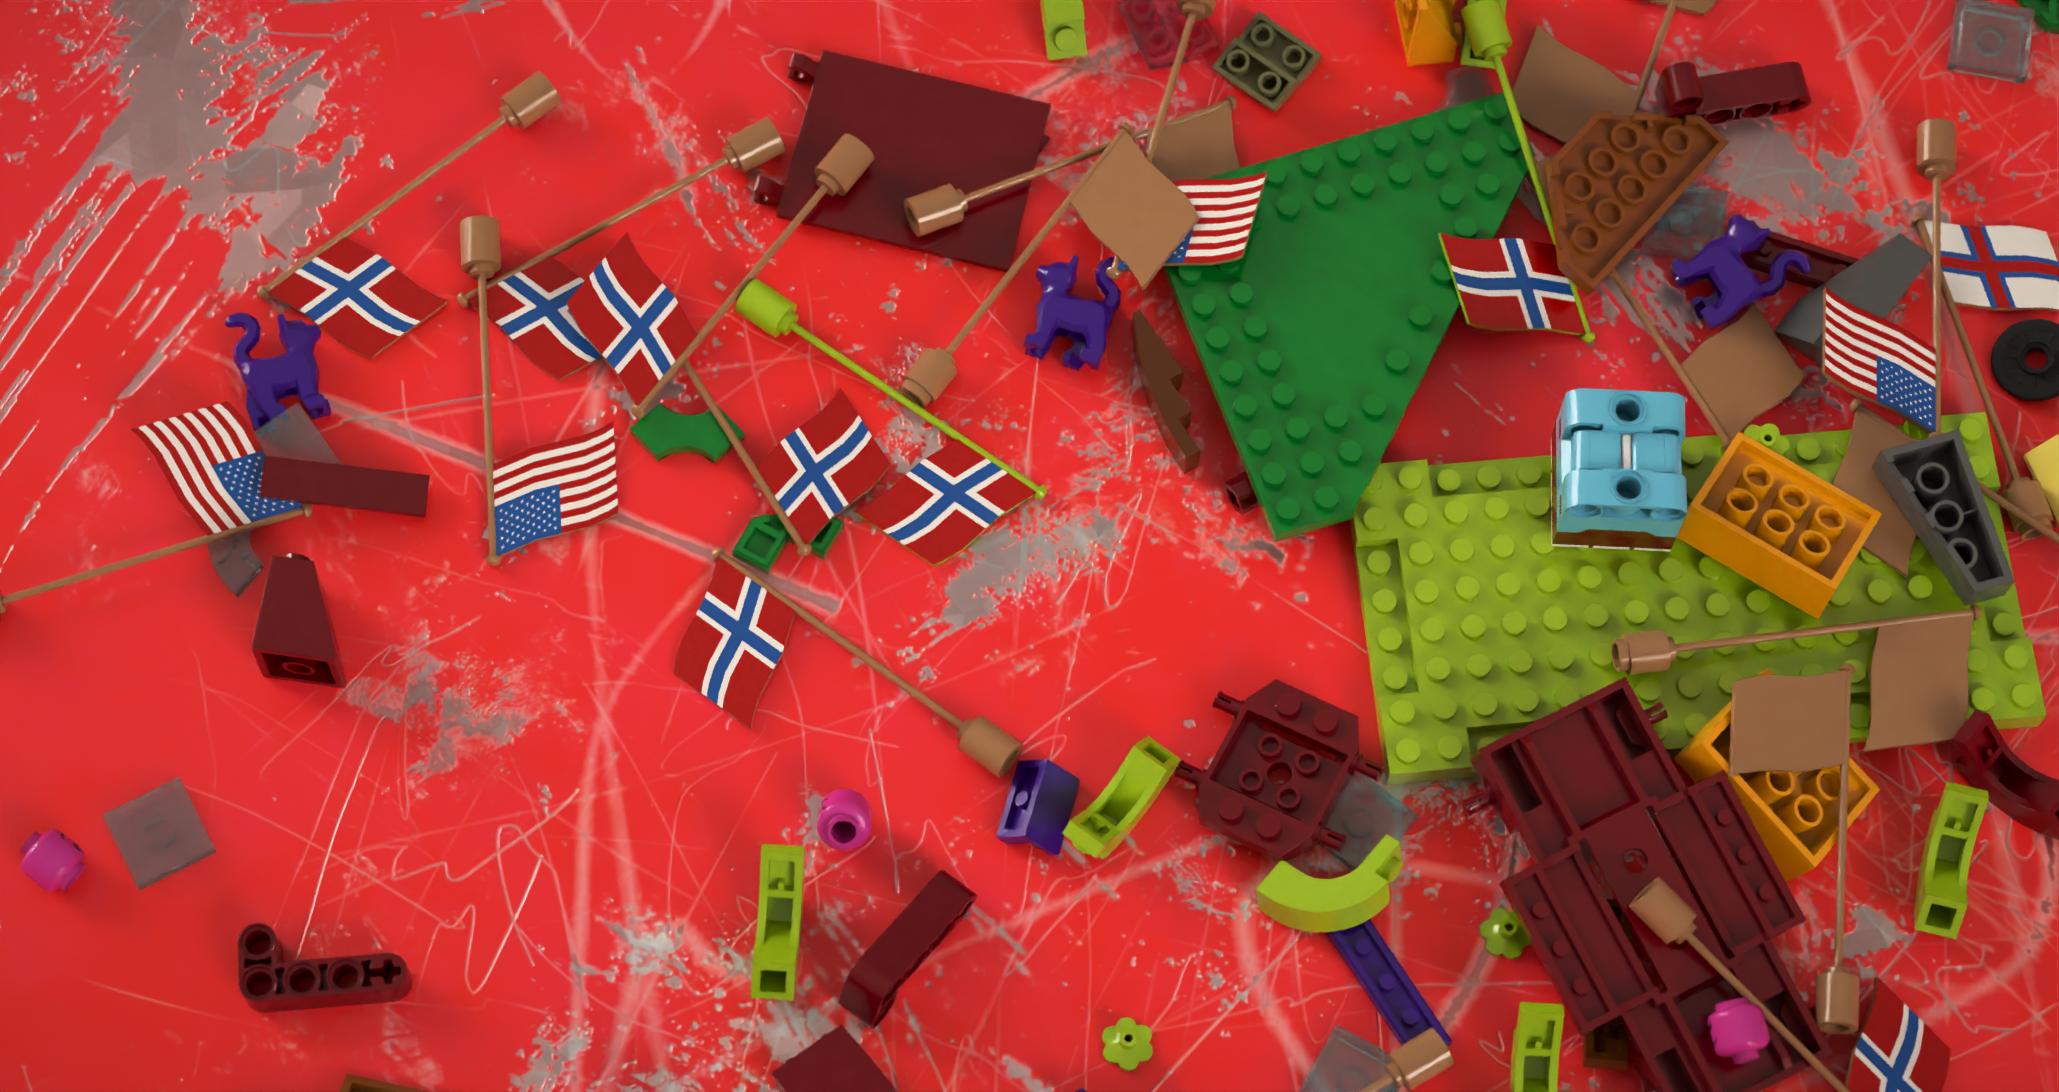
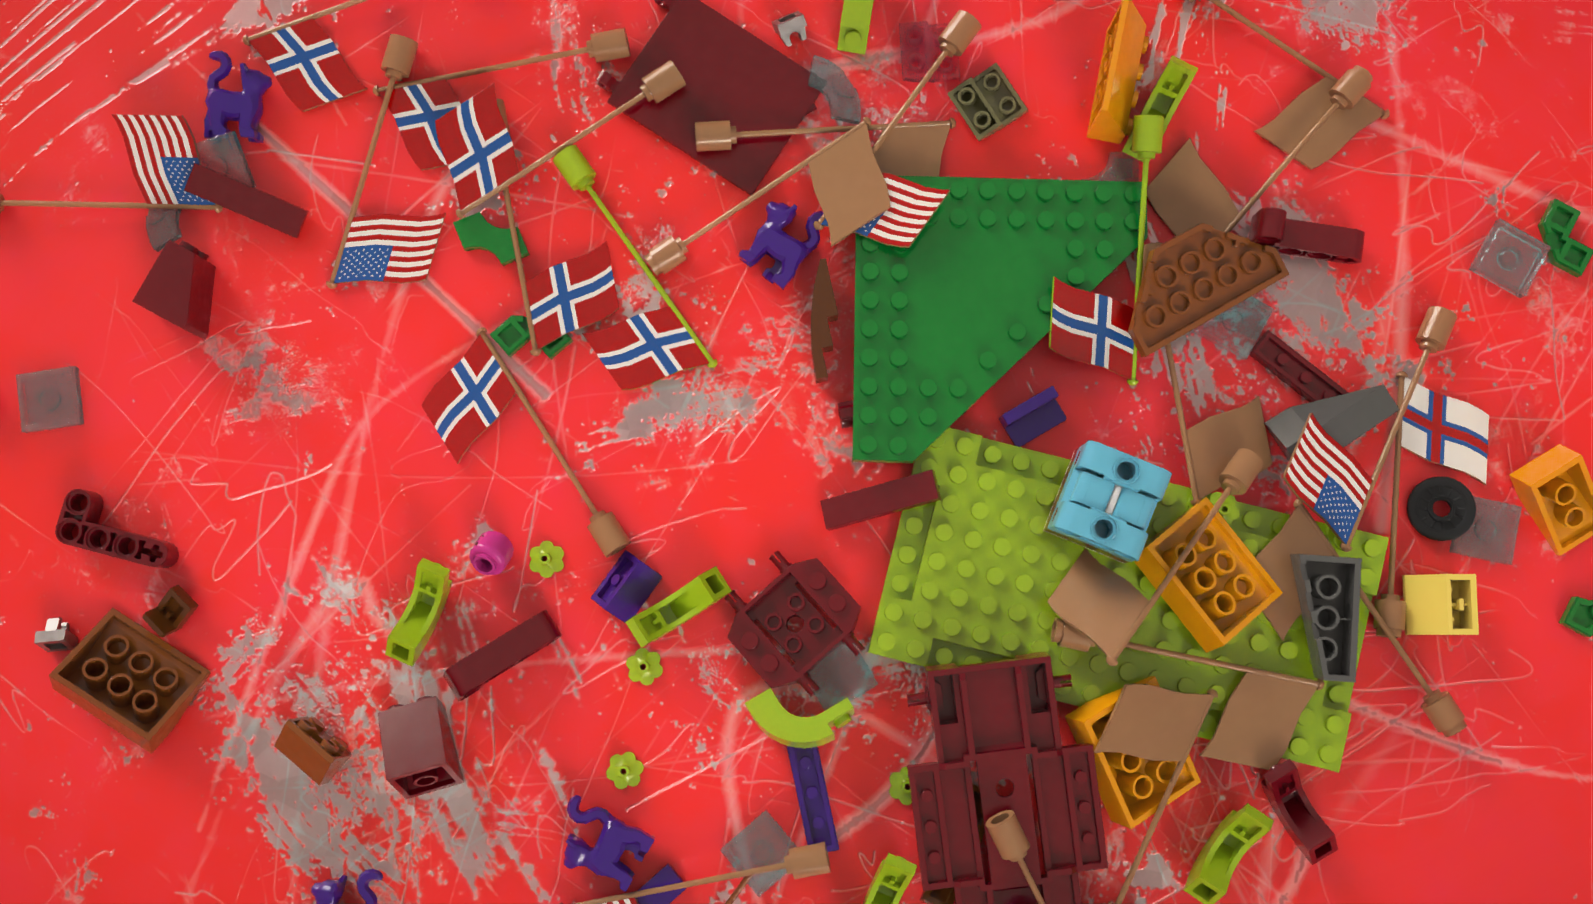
camera: 25 degrees right, 15 degrees up
(435, 1045) = (171, 612): none -> reddish brown bracket
(919, 819) = (554, 559): none -> lime plant
(975, 49) = (788, 24): none -> flat silver tile
(1068, 107) = (837, 89): none -> clear light blue tile
(1101, 911) = (652, 670): none -> lime plant
(1328, 580) = (880, 500): none -> dark red tile
(1480, 419) = (1033, 417): none -> dark purple panel
(1683, 591) = (1108, 605): none -> medium nougat flag
(1729, 276) = (1248, 373): dark purple animal -> none

